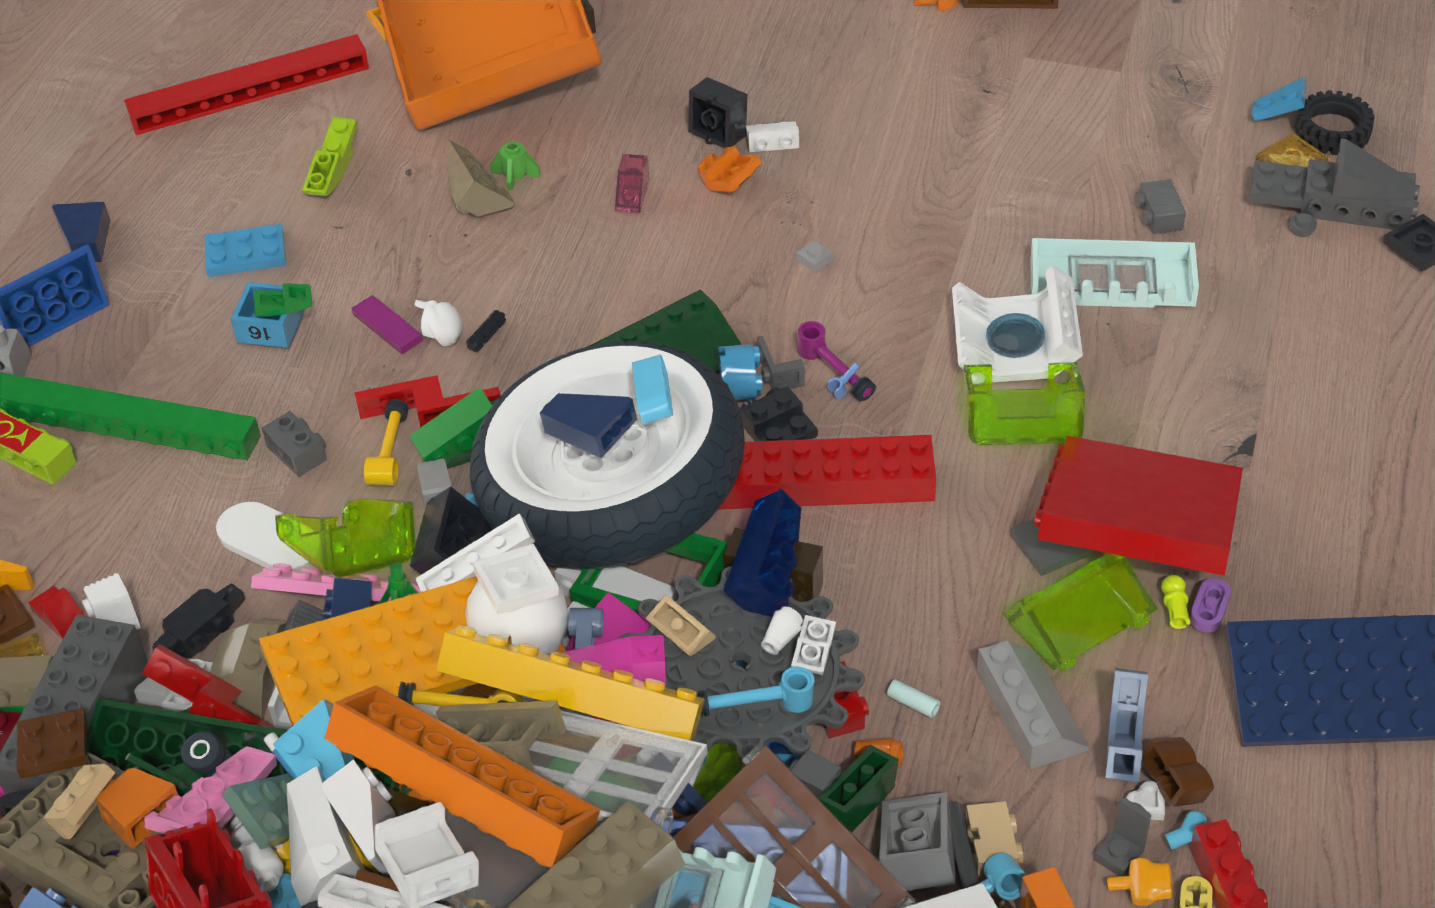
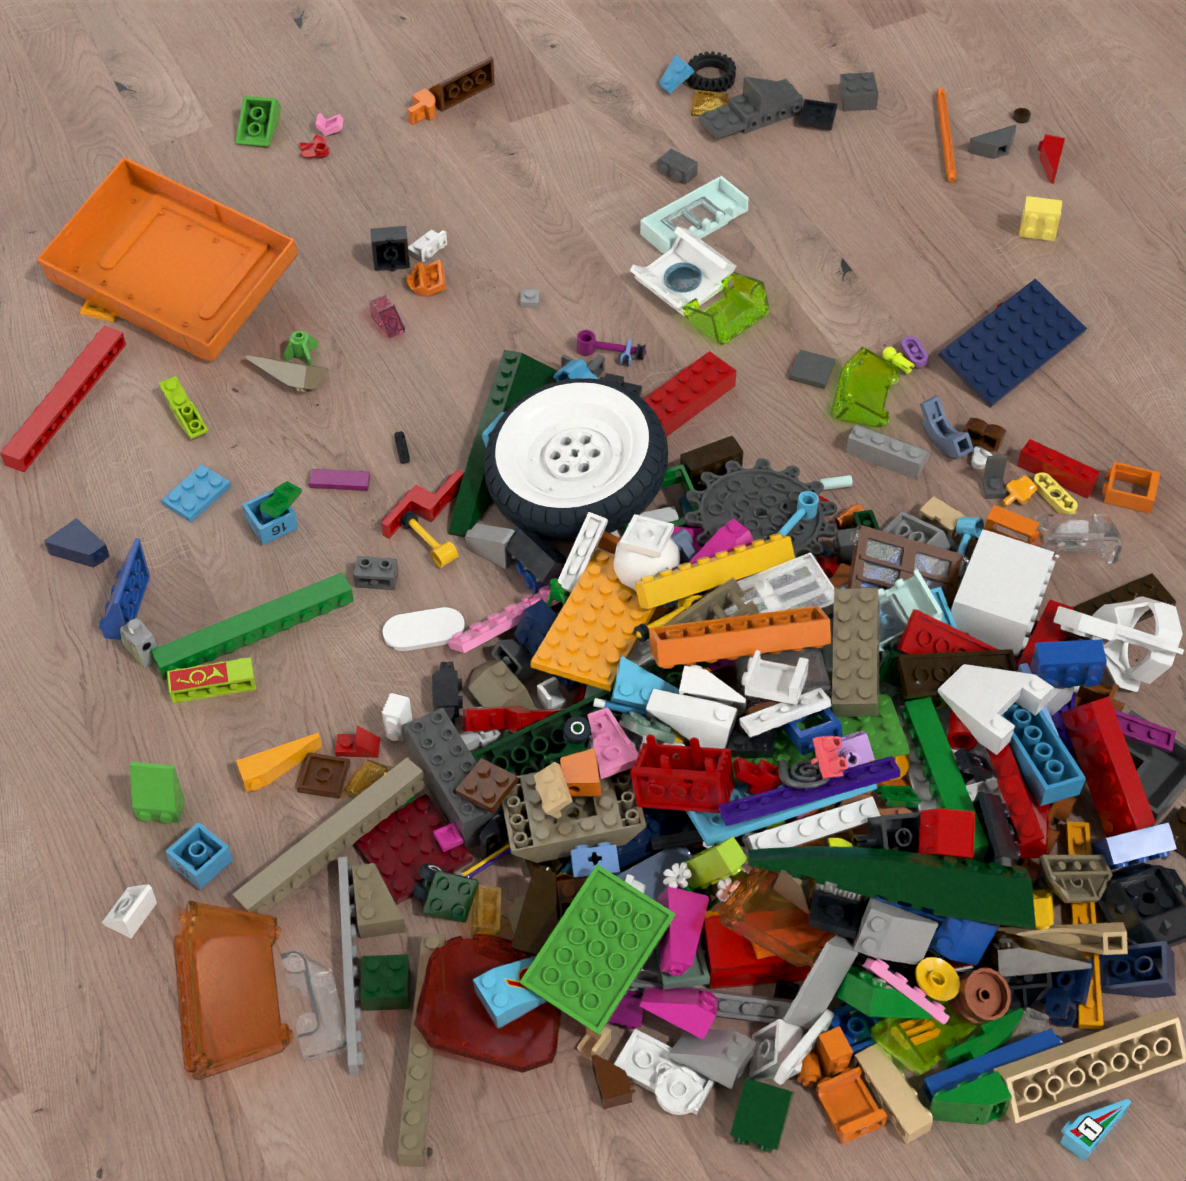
camera: 45 degrees left, 5 degrees up
(370, 538) = (482, 590): clear neon green windscreen -> none
(440, 321) = (378, 455): white hat -> none
(453, 429) = (464, 504): green brick -> none
(588, 420) = (567, 444): dark blue slope -> none
(652, 389) = (584, 405): medium azure beam -> none
(680, 626) = (717, 513): tan slope -> none
(766, 556) = (719, 454): clear blue wedge -> none
(782, 628) = (766, 484): white cone -> none
(814, 644) = (787, 484): white slope -> none
(1140, 504) = (846, 320): red brick -> none
(1184, 833) = (1013, 457): medium azure arm -> none
(1302, 224) = (753, 137): dark grey plate -> none

